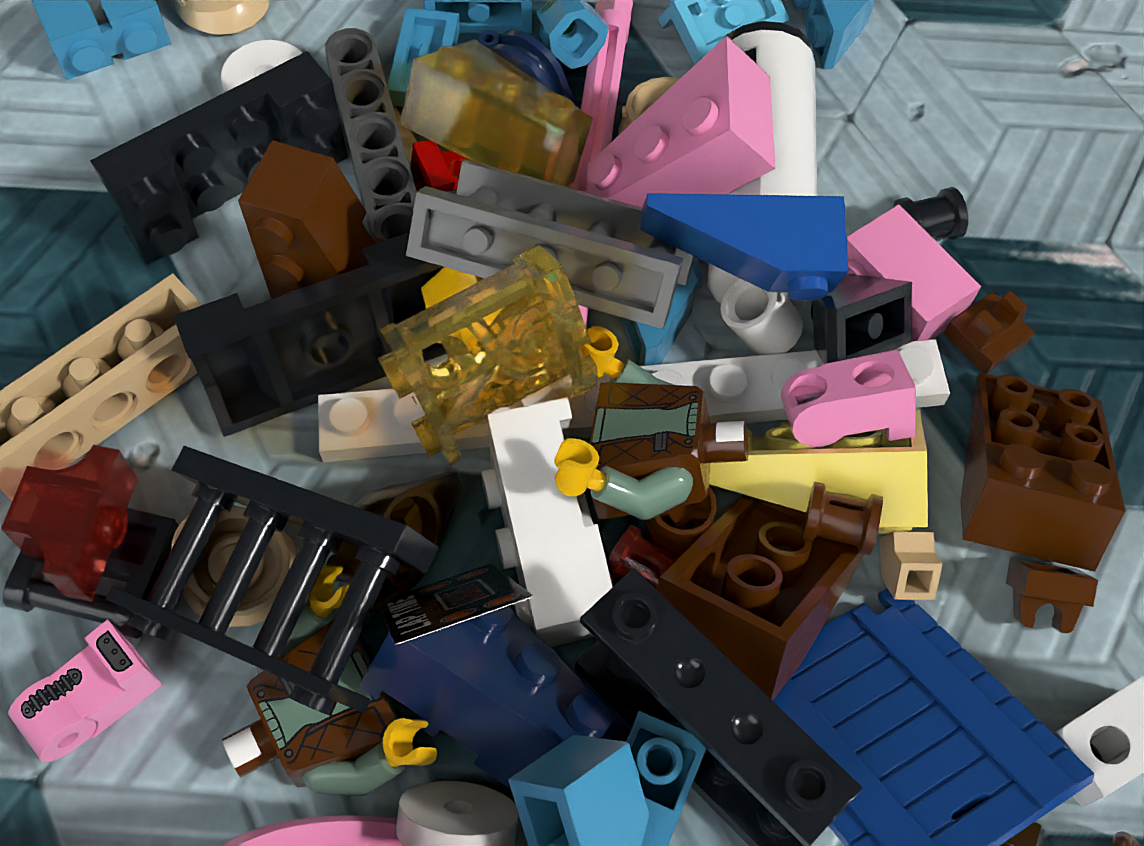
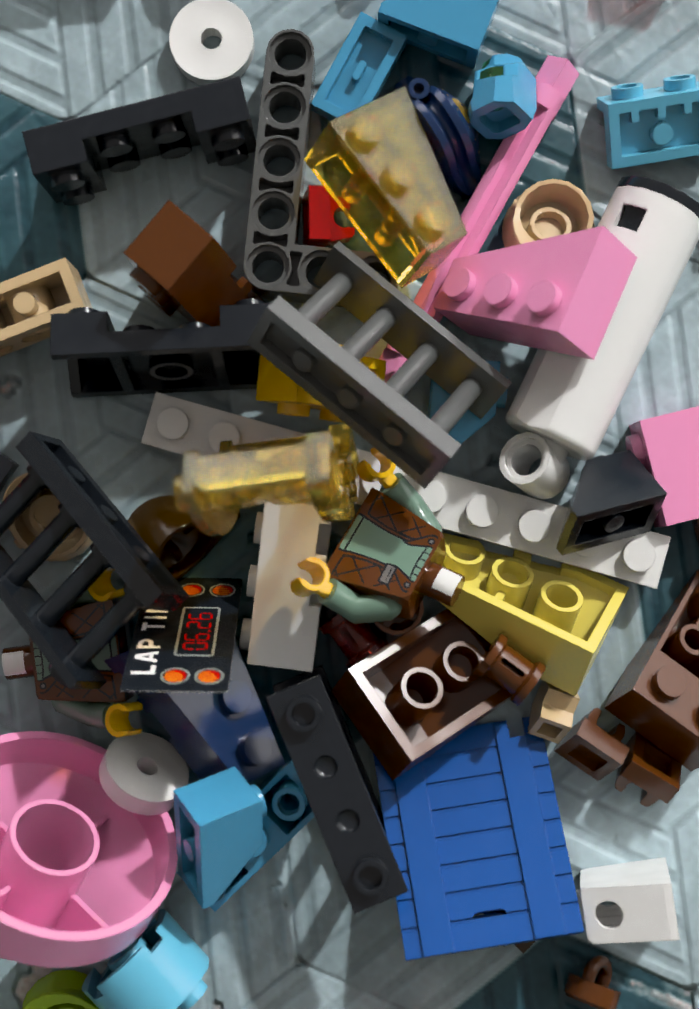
camera: 25 degrees right, 25 degrees up
(762, 239) = (555, 435): blue slope -> none
(851, 399) = (559, 581): bright pink leg -> none
(976, 587) = (594, 748): none -> reddish brown tile

